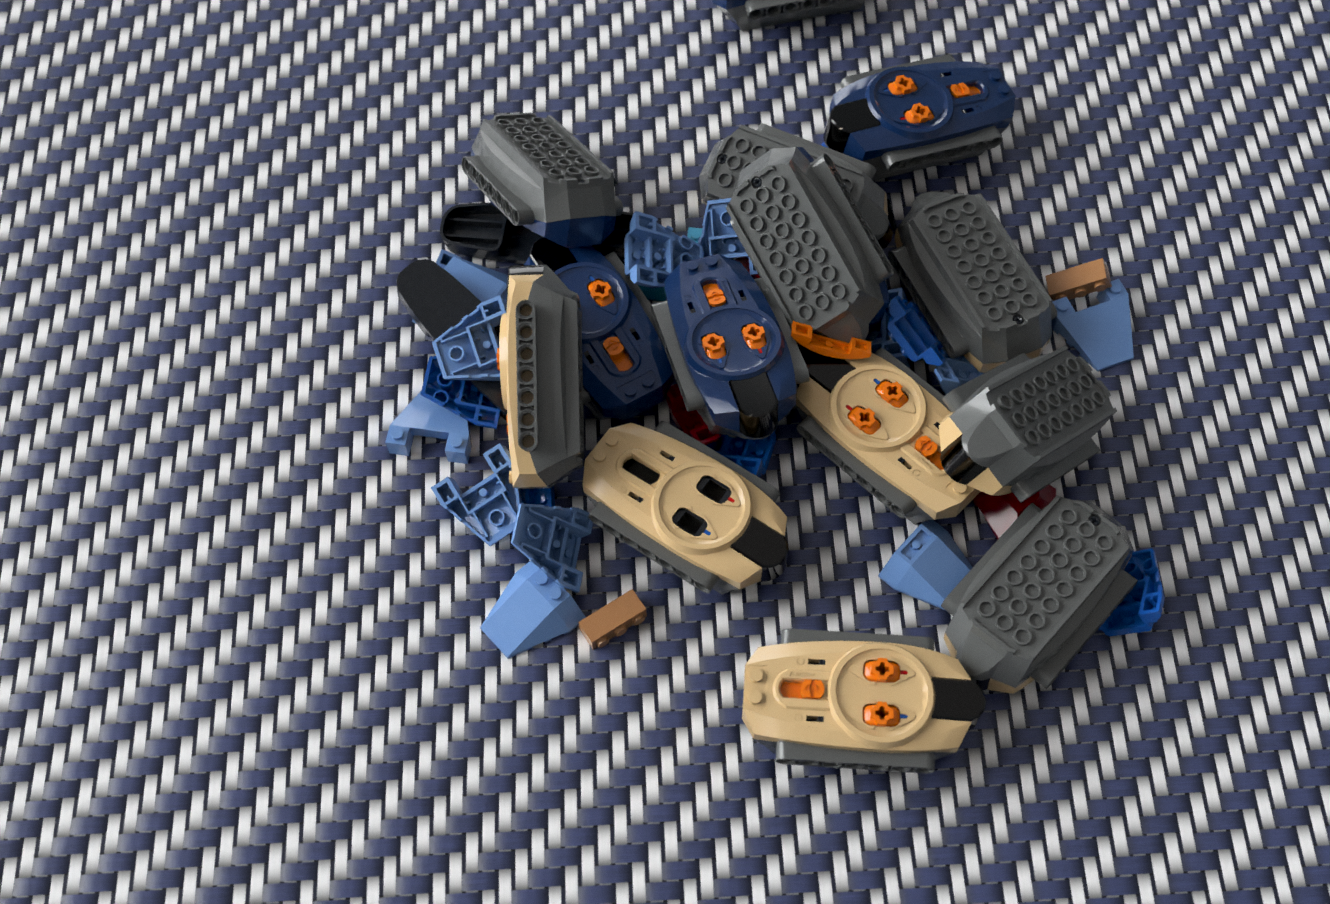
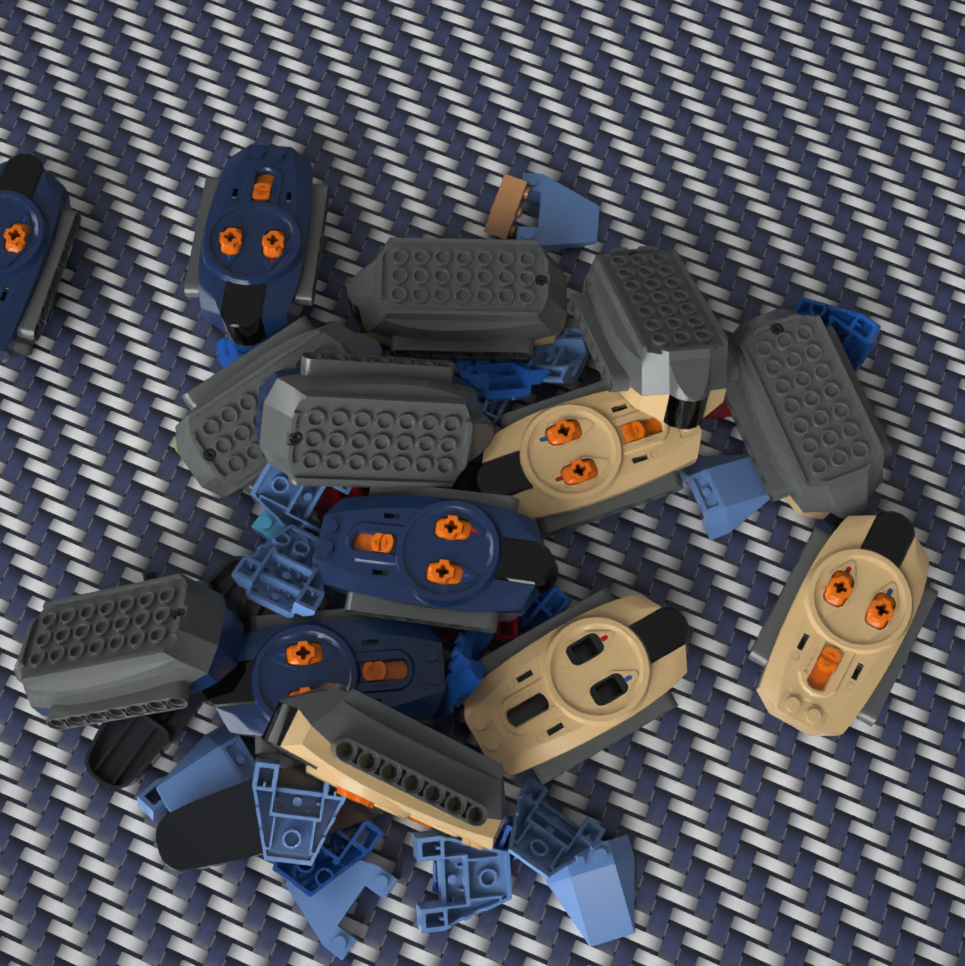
camera: 65 degrees left, 10 degrees up
(613, 619) = (645, 809): medium nougat brick -> none
(656, 408) = (463, 670): none -> blue wedge
(830, 347) = (487, 461): orange slope -> none

